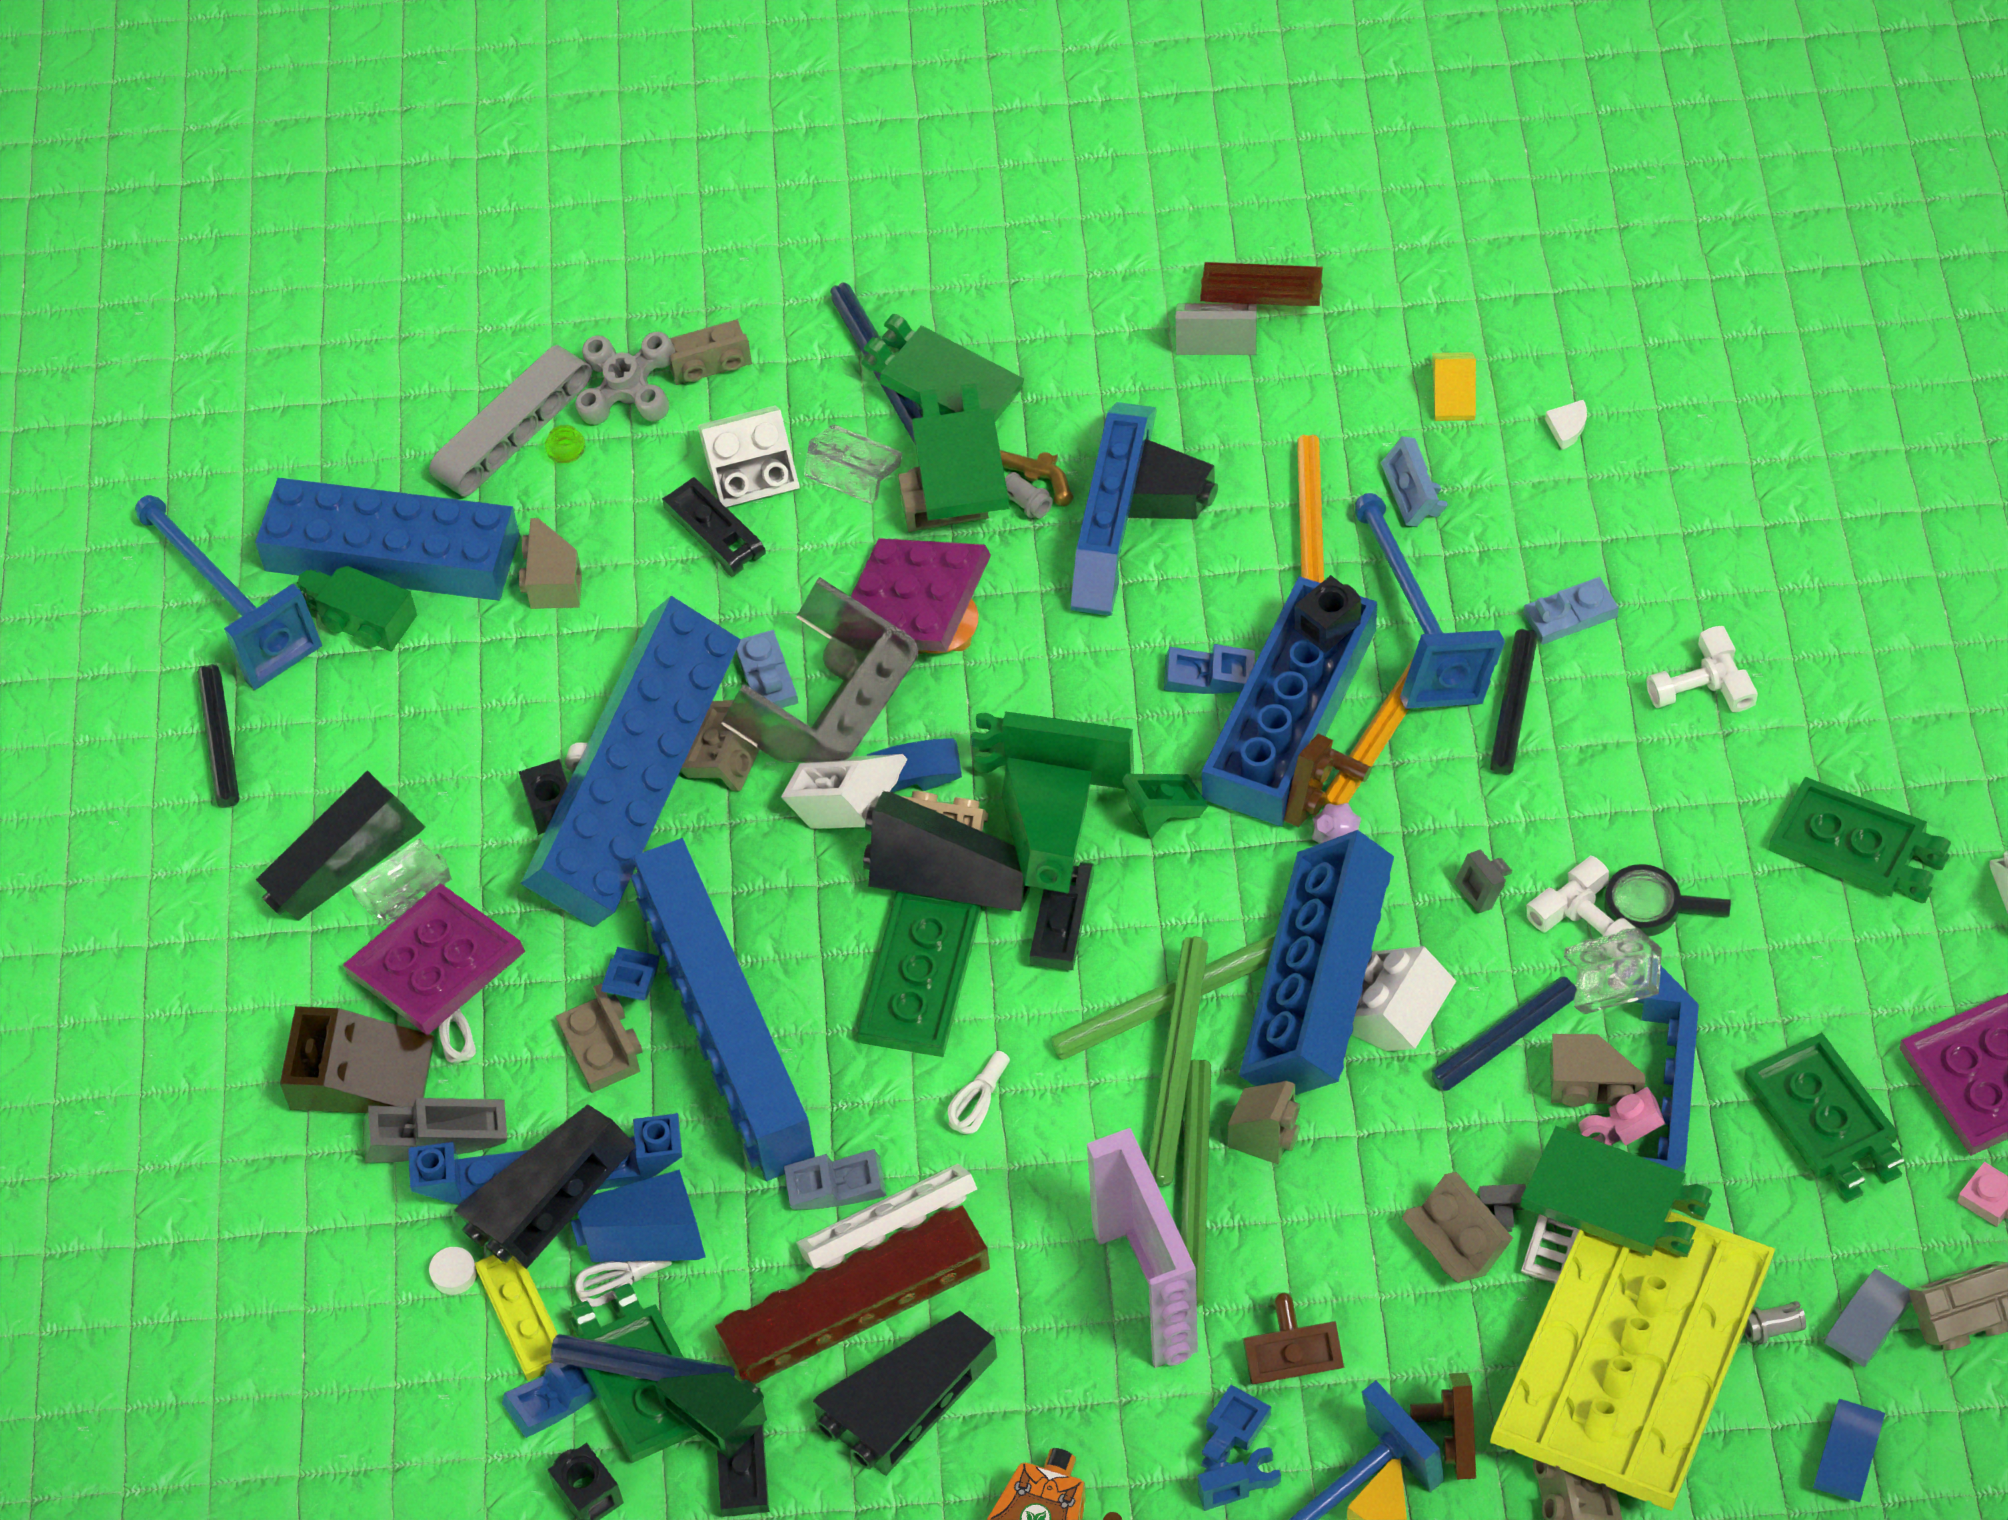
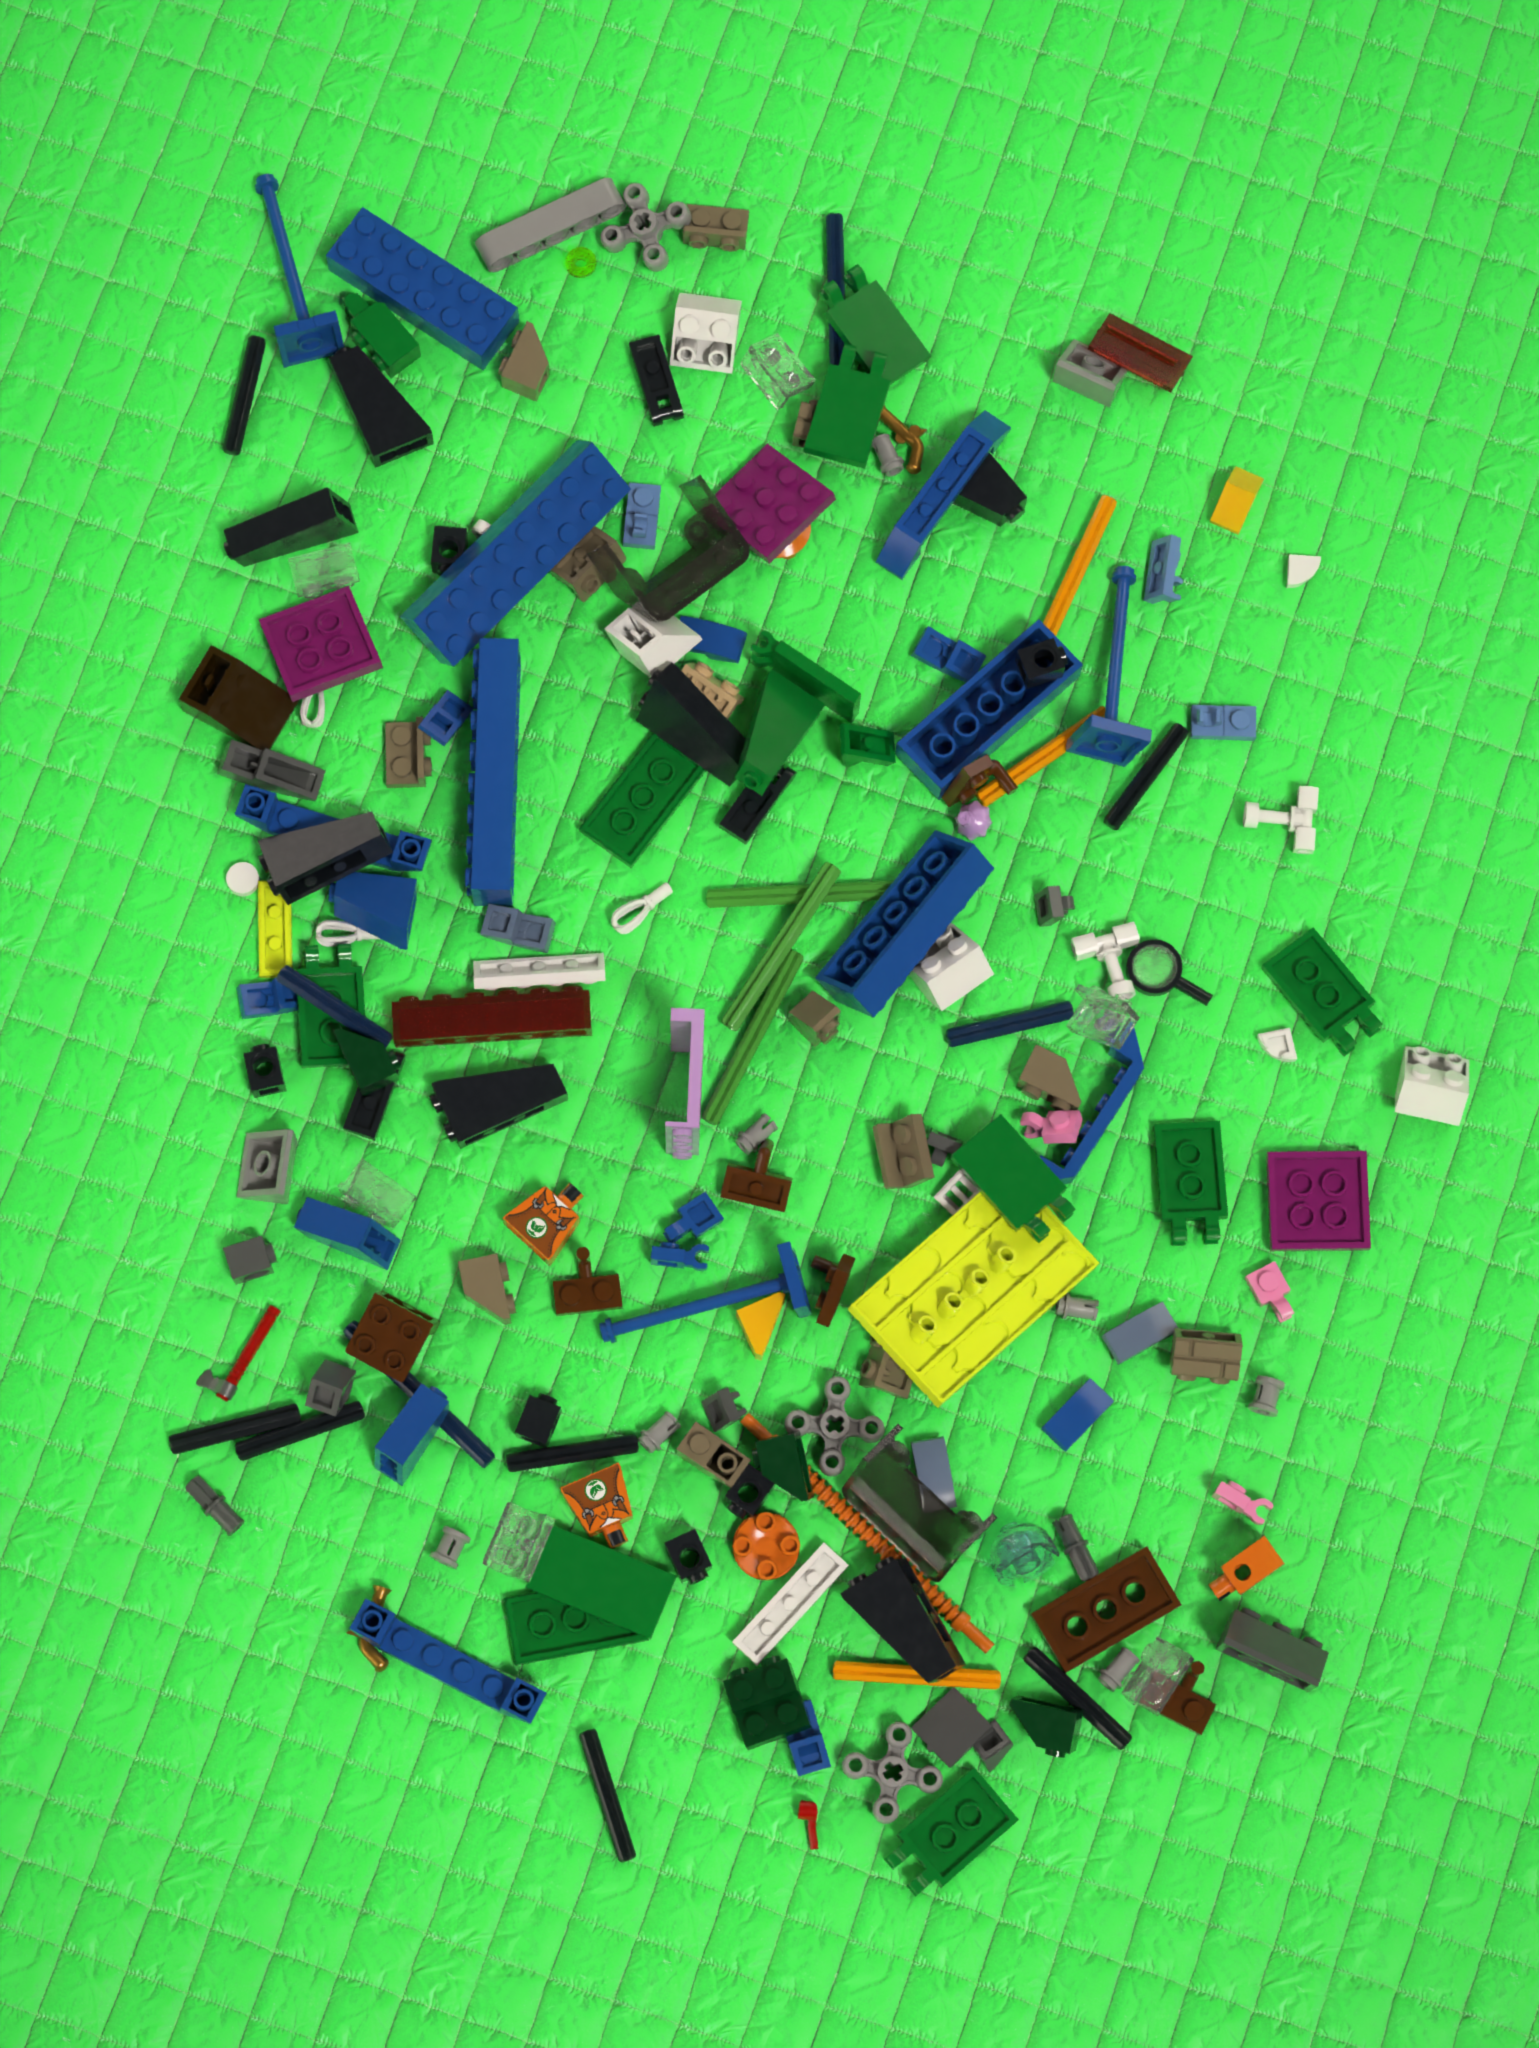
camera: 15 degrees right, 20 degrees up
(391, 683) = (379, 411): none -> black slope
(1255, 1300) = (755, 1135): none -> light grey pin
(1840, 922) = (1278, 1044): none -> white tile

